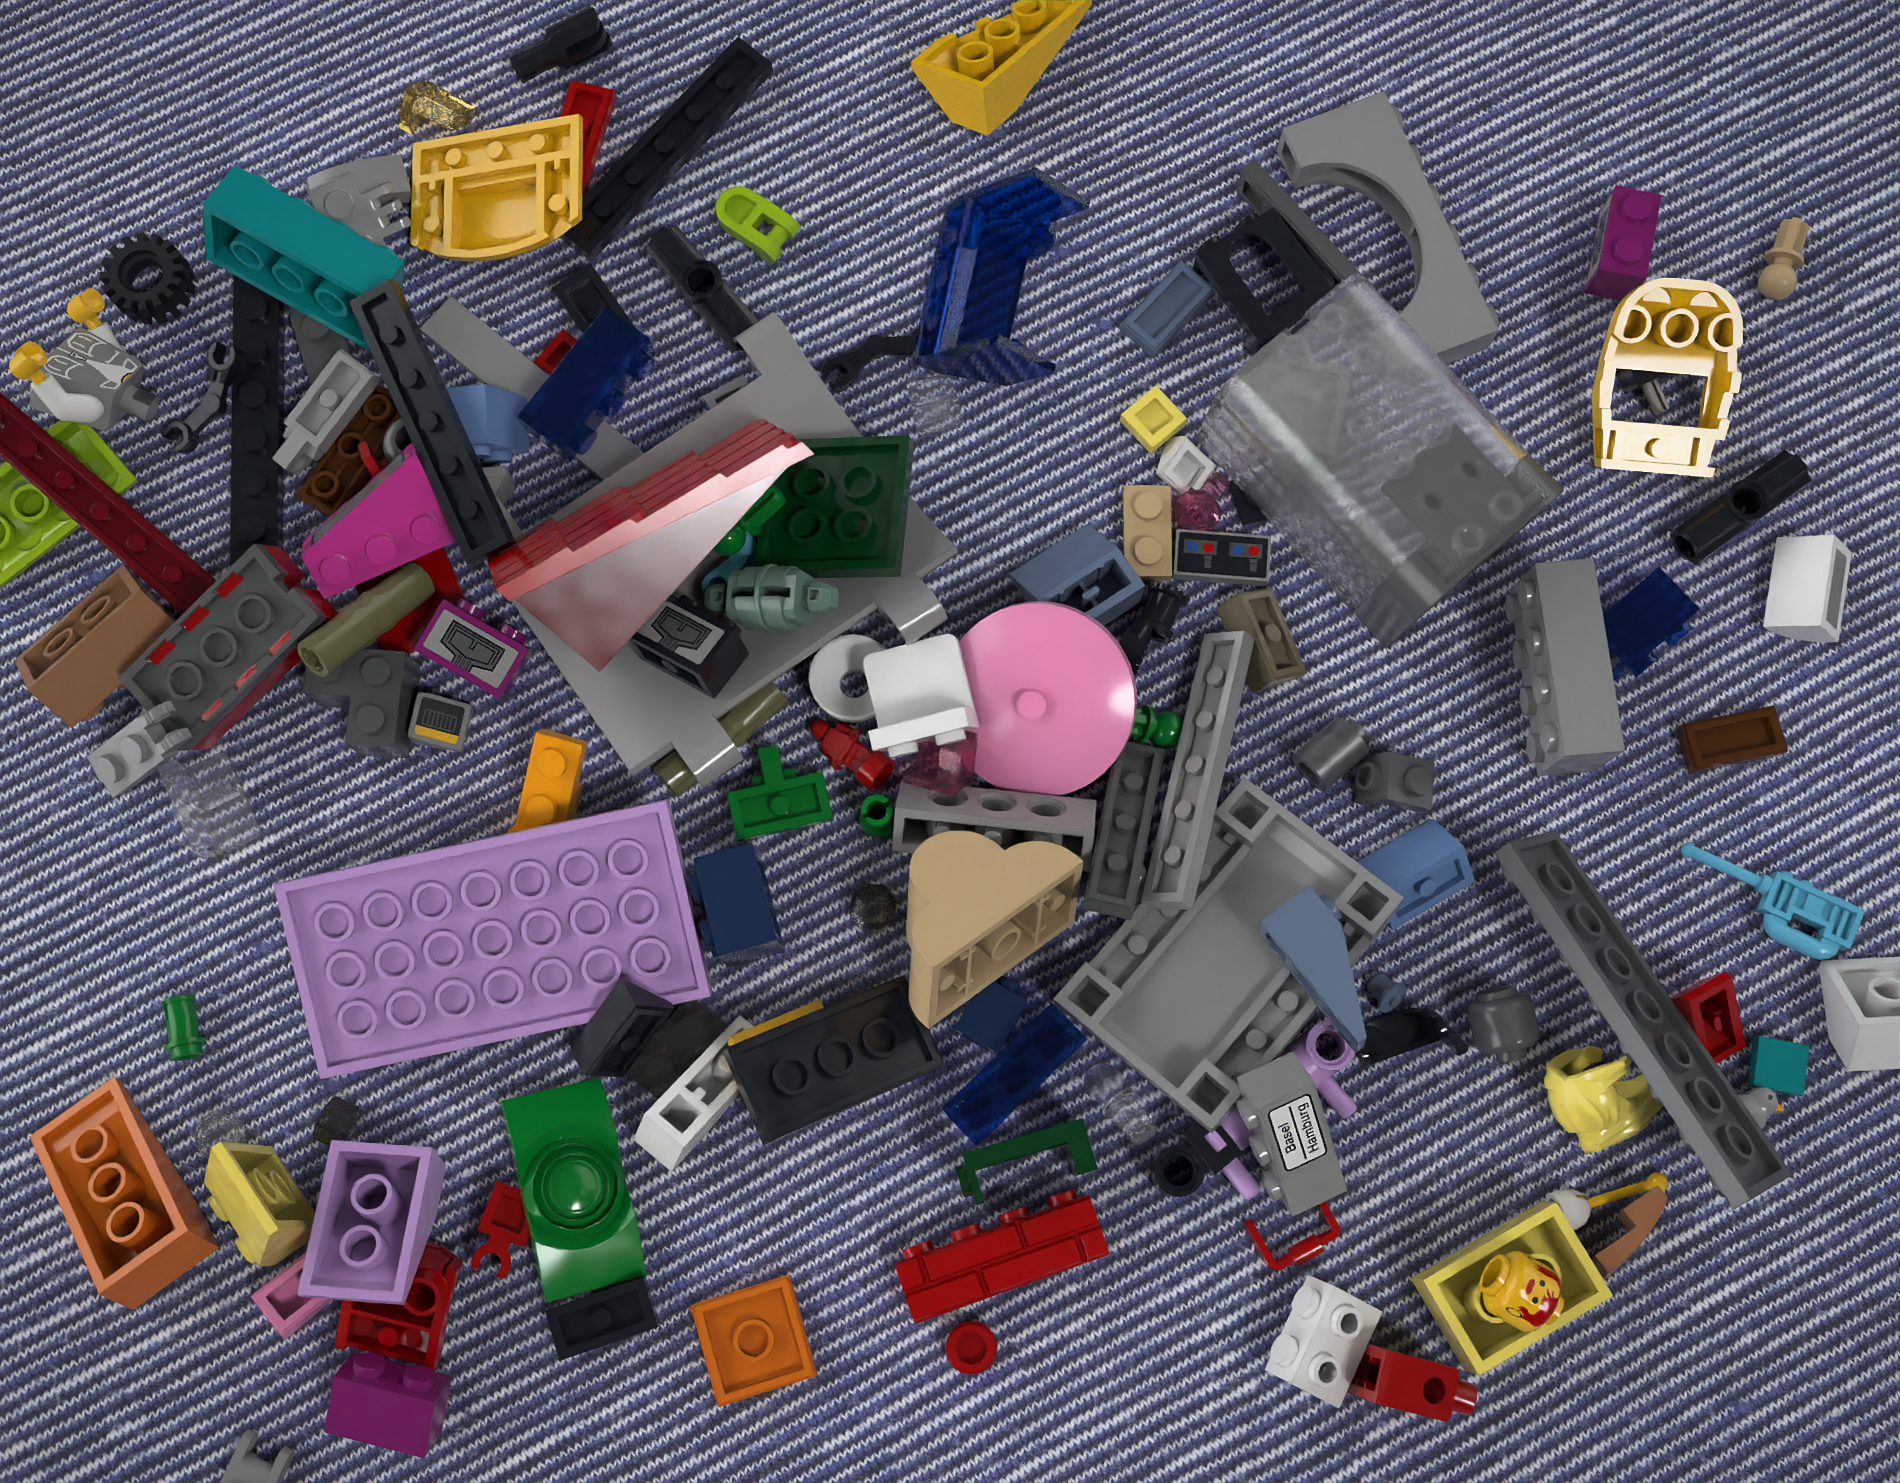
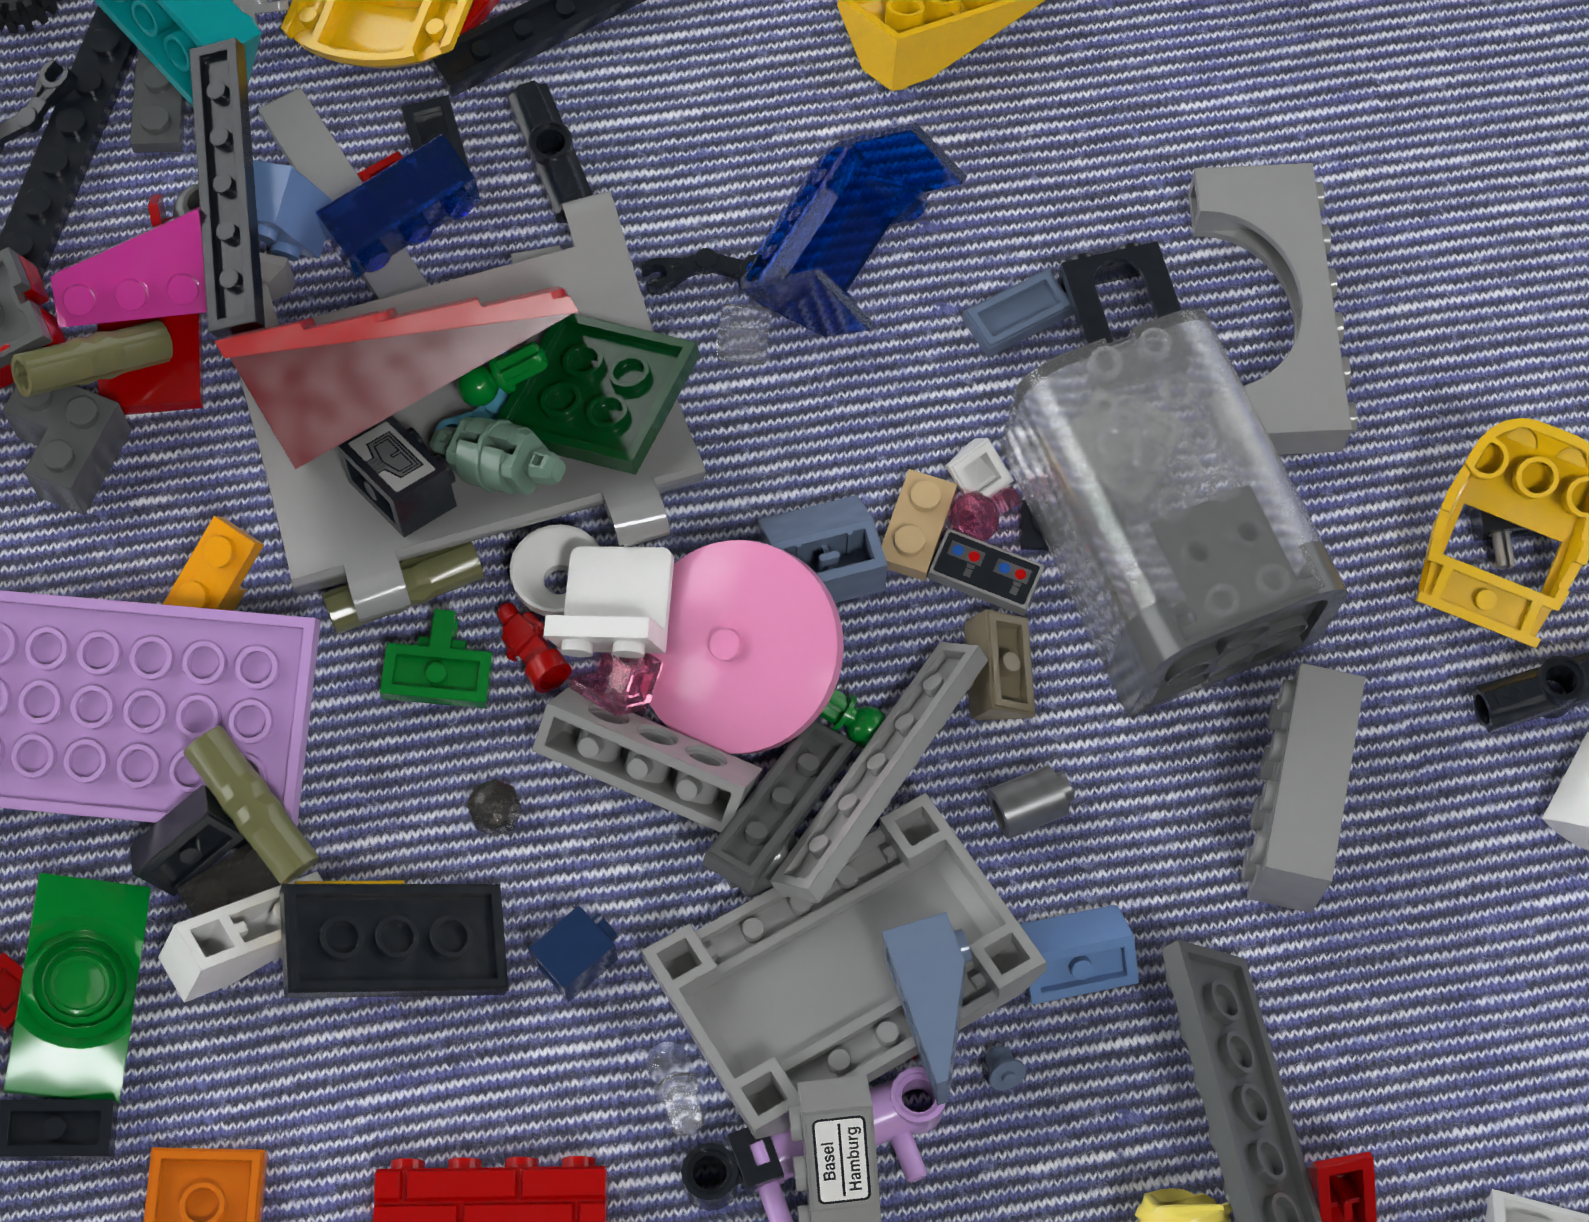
camera: 15 degrees right, 10 degrees down
(325, 411) = (132, 157): light grey hinge -> none
(344, 474) = (130, 212): reddish brown tile -> none
(439, 722) = (127, 487): slope -> none
(474, 649) = (188, 424): brick -> none
(670, 985) = (251, 805): none -> olive axle
(737, 905) = (352, 754): dark blue brick -> none
(743, 211) = (621, 92): lime plate -> none
(881, 827) = (528, 710): green pin -> none
(981, 913) = (597, 838): tan brick -> none
(1014, 1075) = (573, 1018): clear blue brick -> none
(1070, 1134) = (551, 1092): dark green window -> none
(1153, 419) = (963, 414): light yellow plate -> none
(1154, 622) = (886, 616): black connector -> none
(1265, 193) = (1155, 225): dark grey tile -> none
(1395, 781) = (1089, 852): dark grey bracket -> none
(1404, 1032) = (999, 1116): black helmet -> none
(1503, 1023) = (1116, 1136): dark grey head -> none
(1622, 243) = (1518, 379): magenta brick -> none
(1643, 620) = (1407, 773): clear blue brick -> none
(1731, 739) = (1470, 925): reddish brown tile -> none
(1787, 898) = (1486, 1114): medium azure piece -> none

